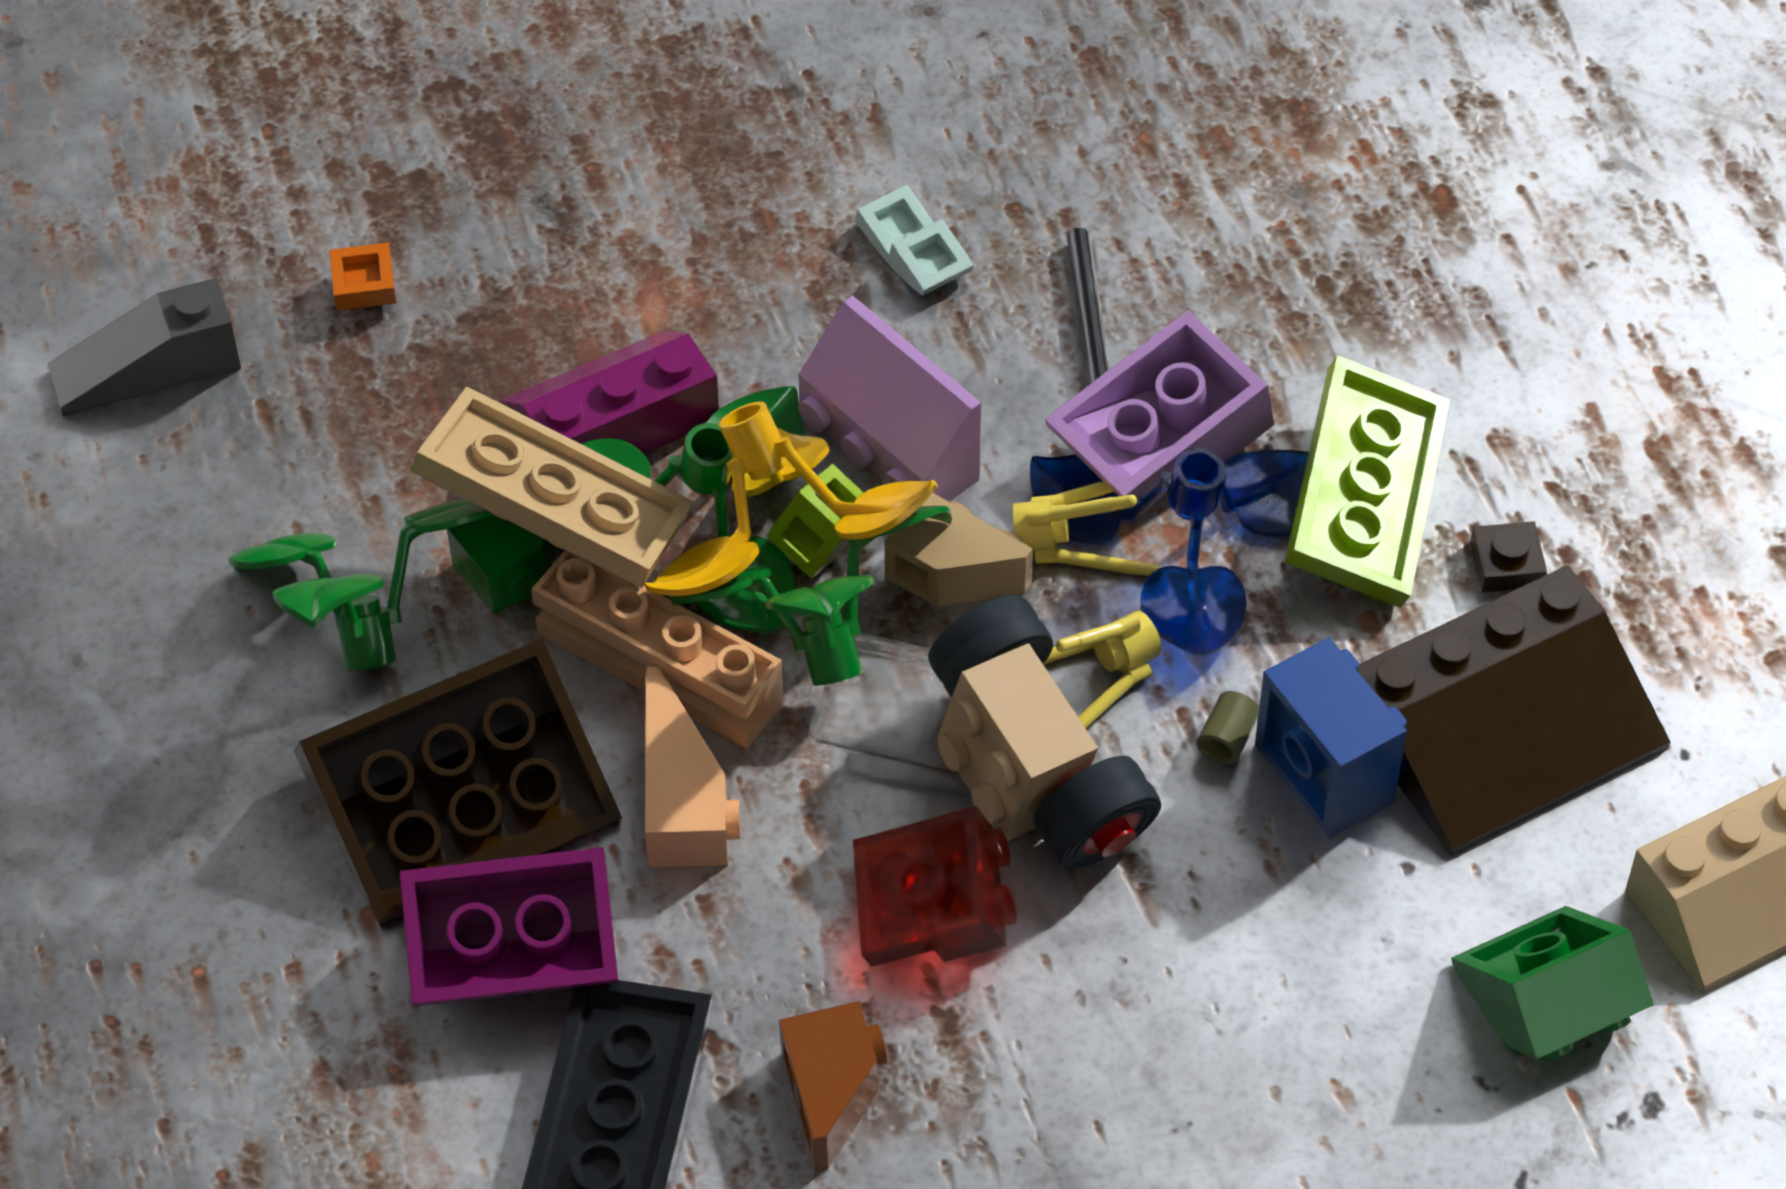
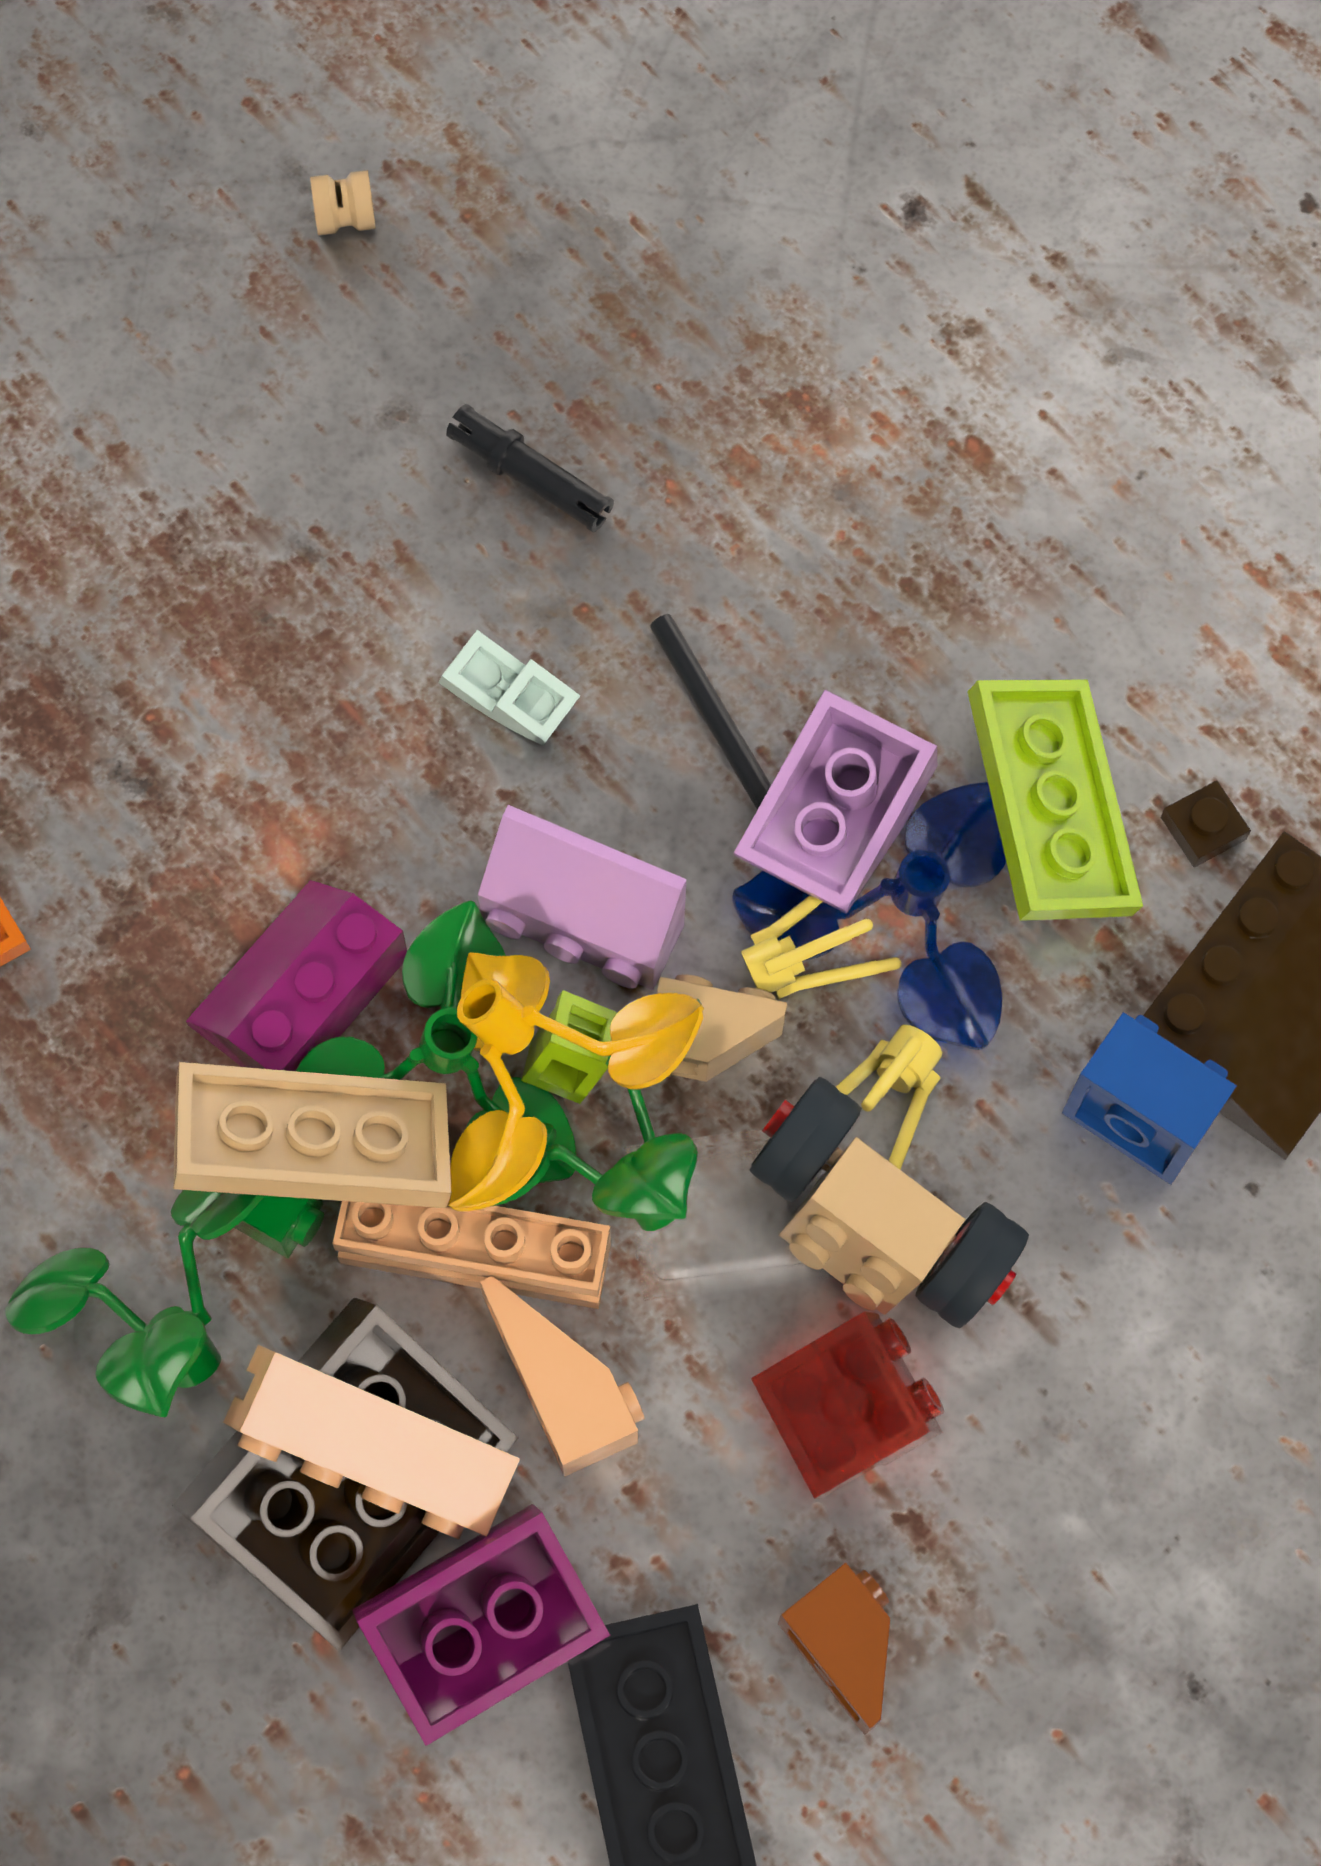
camera: 25 degrees left, 15 degrees up
(482, 740) = (371, 1442): none -> light nougat brick
(1005, 62) = (510, 455): none -> black pin
(1228, 728) = (1038, 1111): olive hinge -> none

